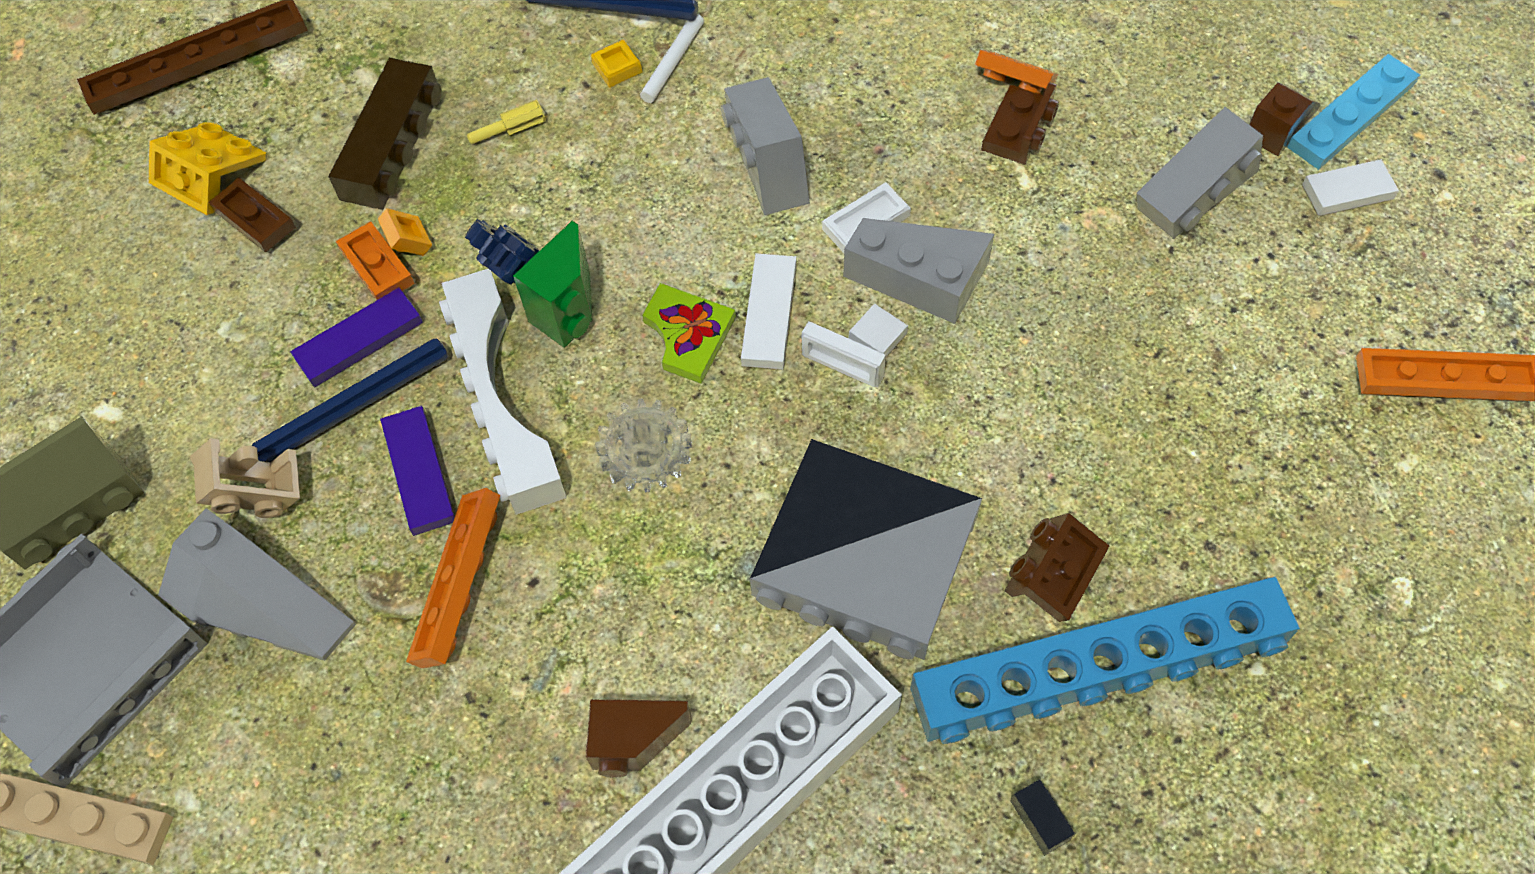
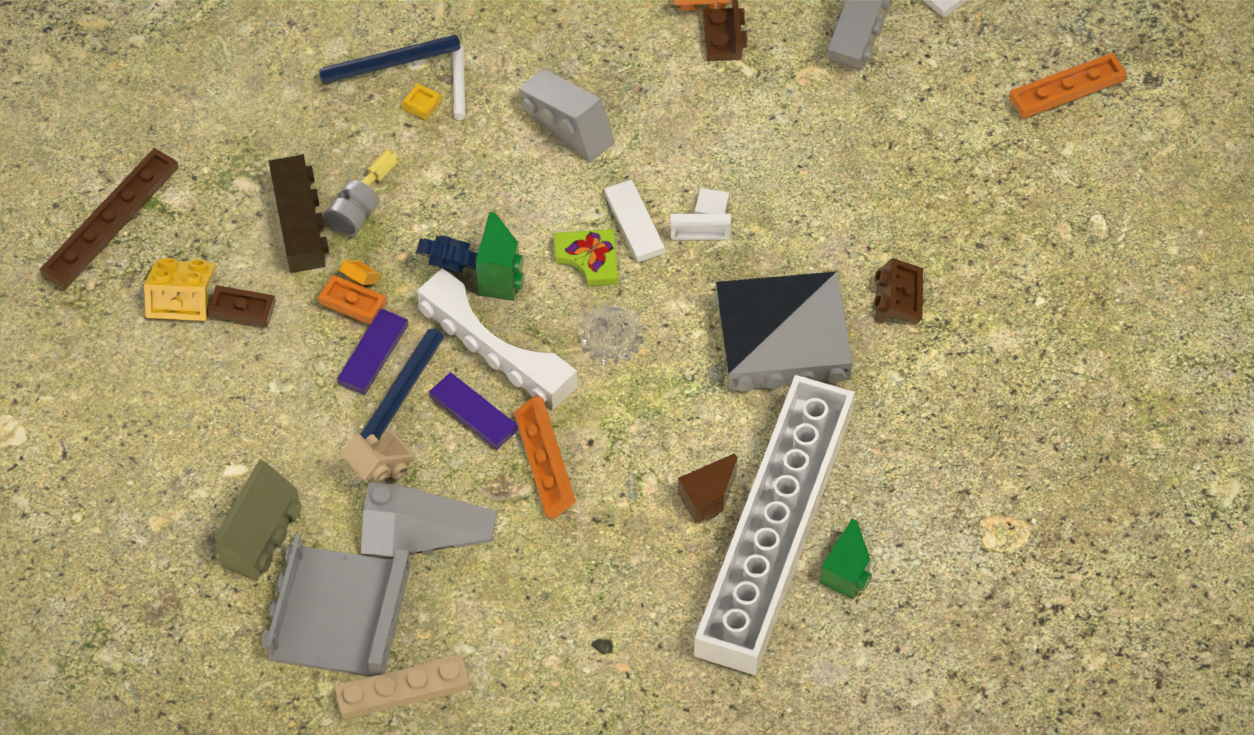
camera: 30 degrees left, 5 degrees down
(446, 151) = (351, 208): none -> light grey wheel
(878, 204) = (660, 137): white tile -> none
(918, 263) = (714, 151): light grey wedge -> none
(1042, 817) = (963, 427): black piece -> none
(1256, 605) = (937, 334): dark azure brick -> none

